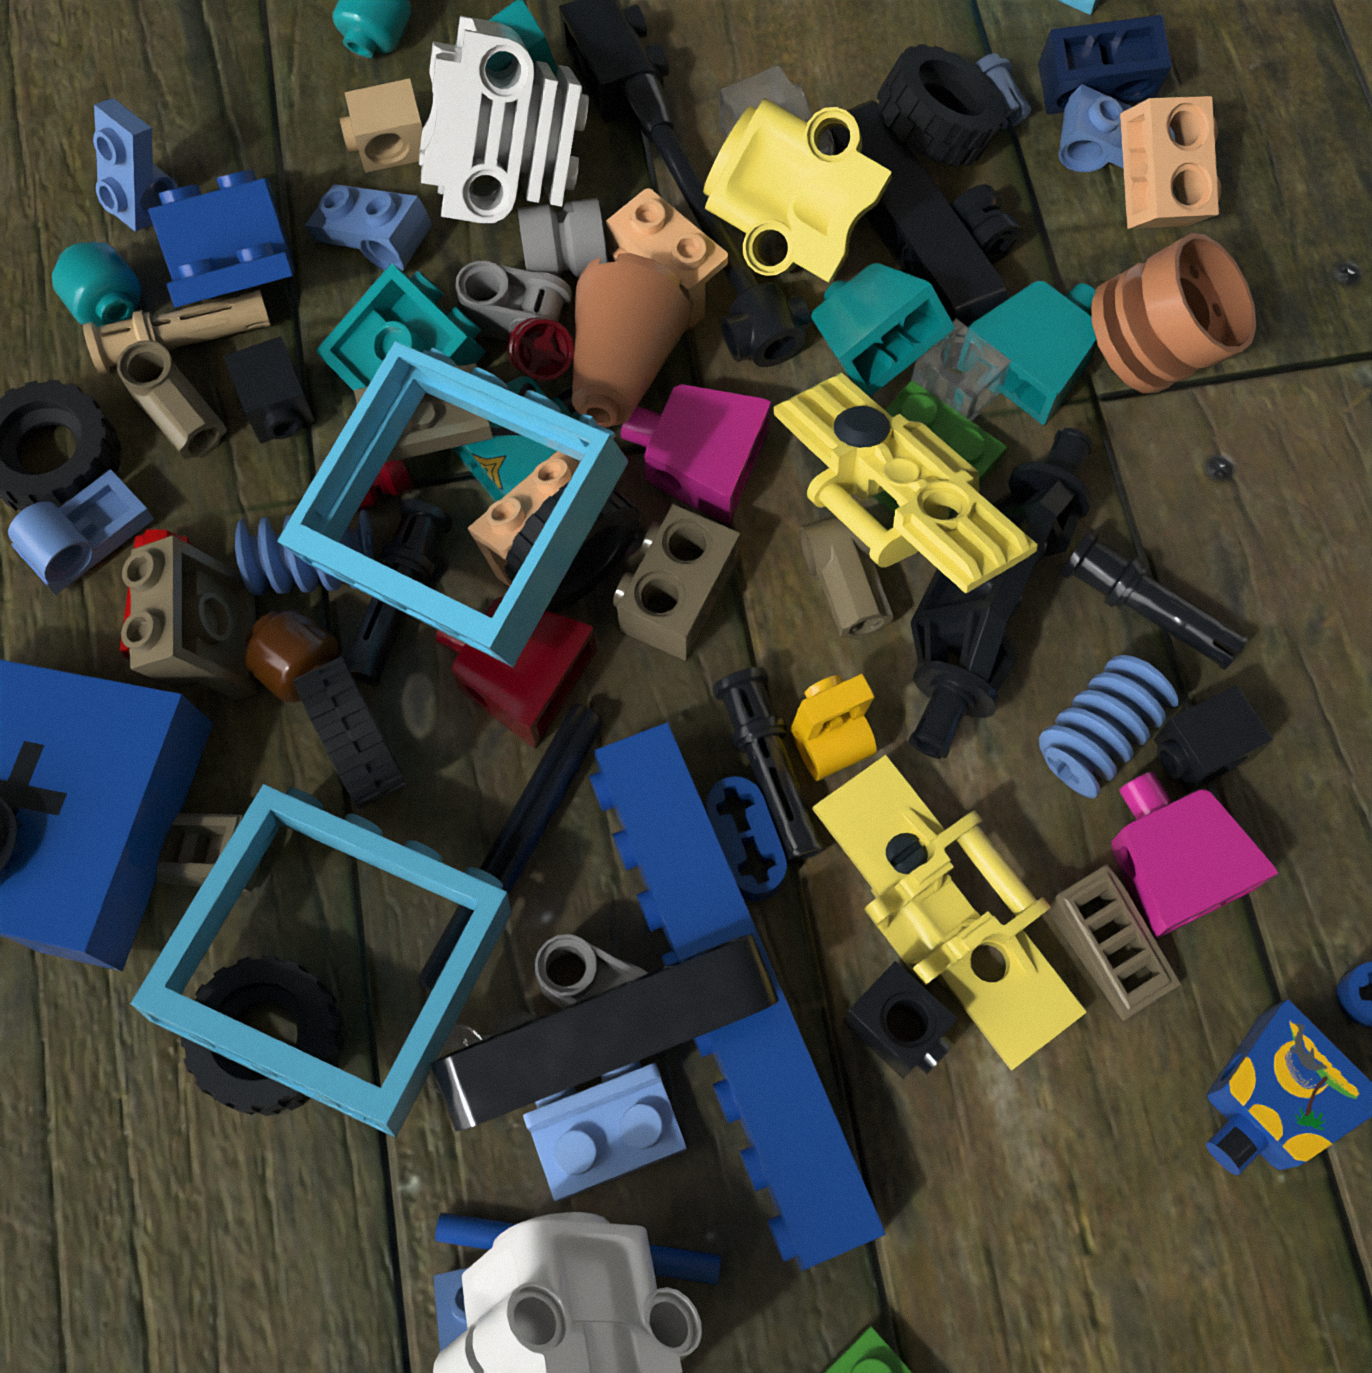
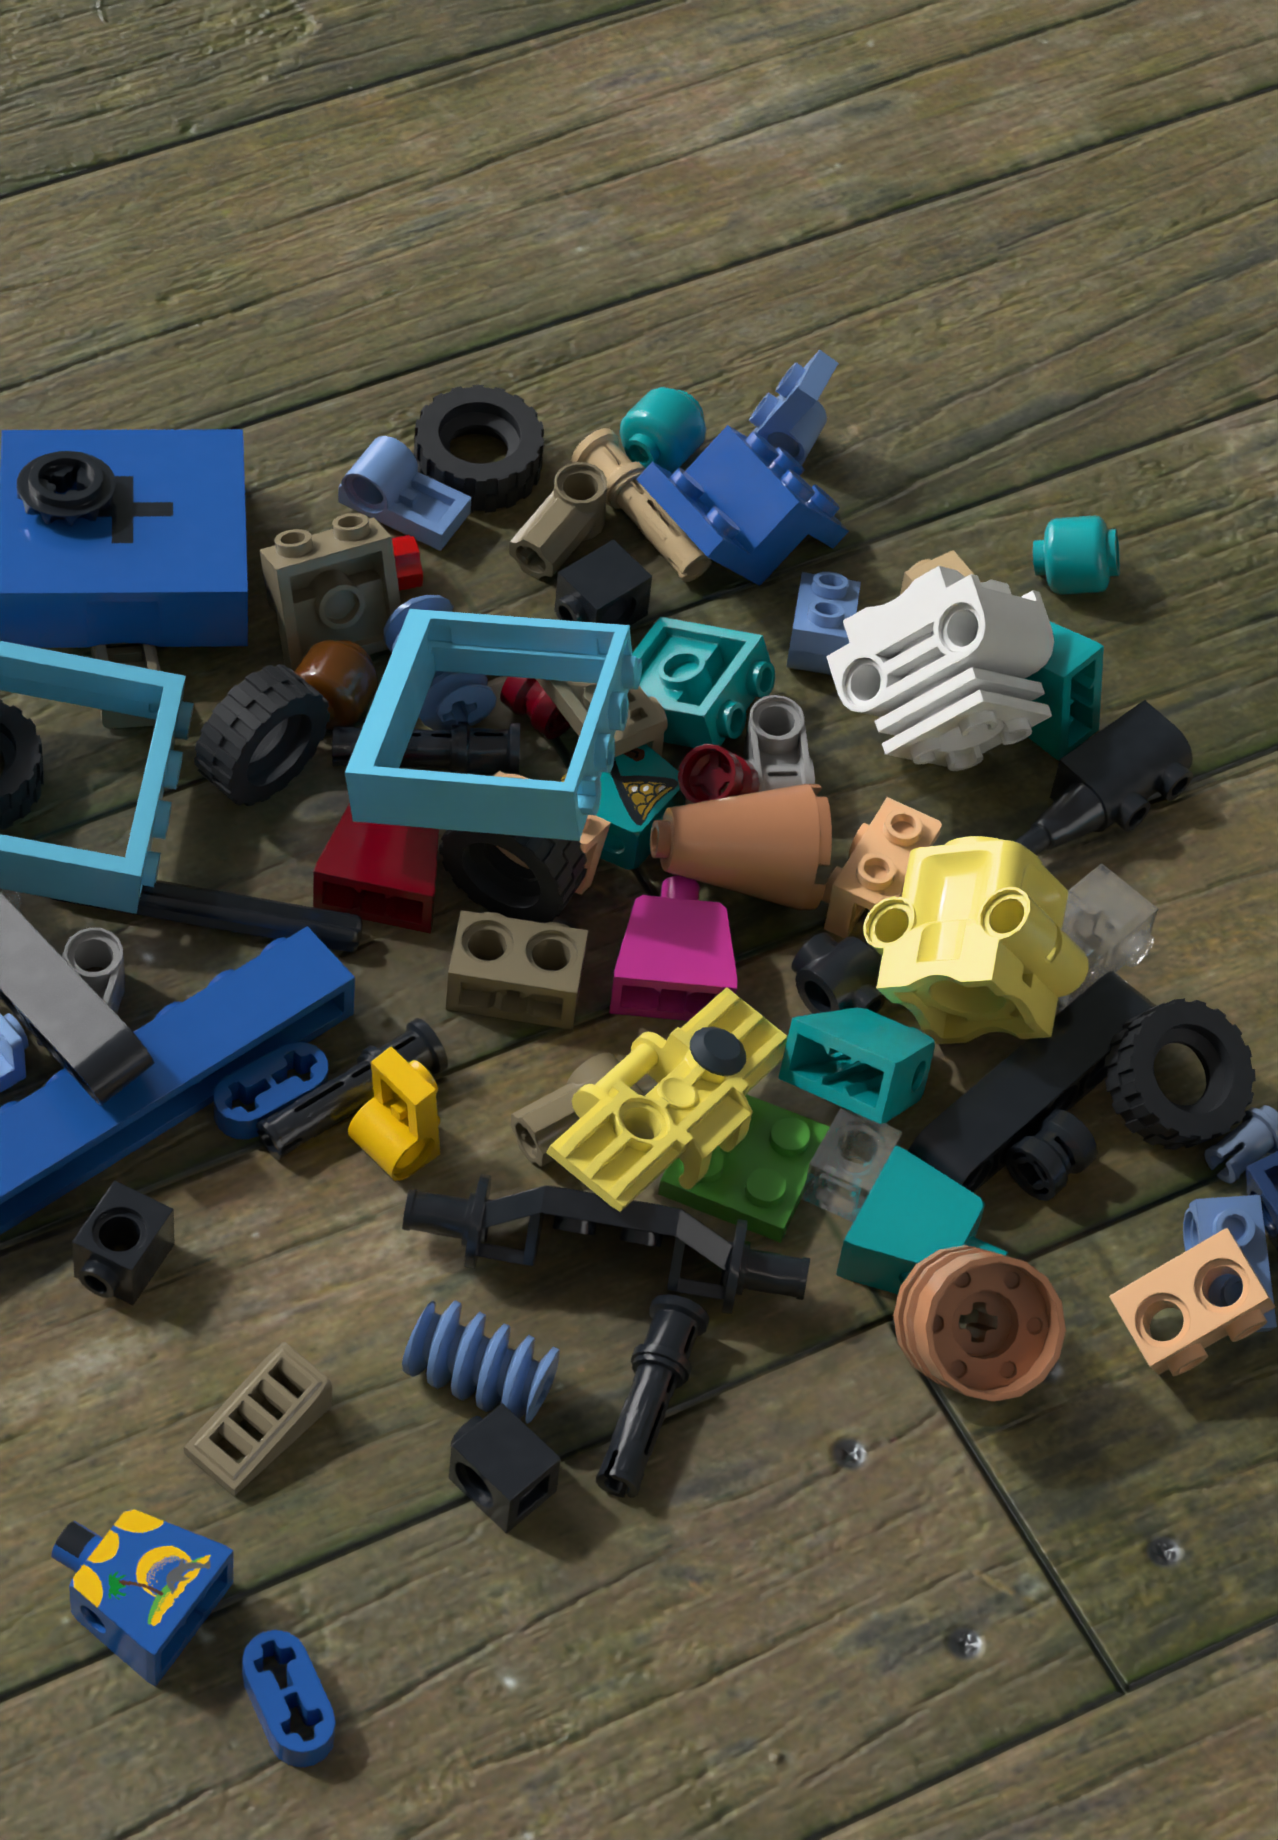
camera: 65 degrees right, 15 degrees down
(562, 239) = (860, 775): light grey wheel -> none
(931, 922) = (233, 1251): light yellow piece -> none
(1183, 856) = (362, 1460): dark pink torso -> none

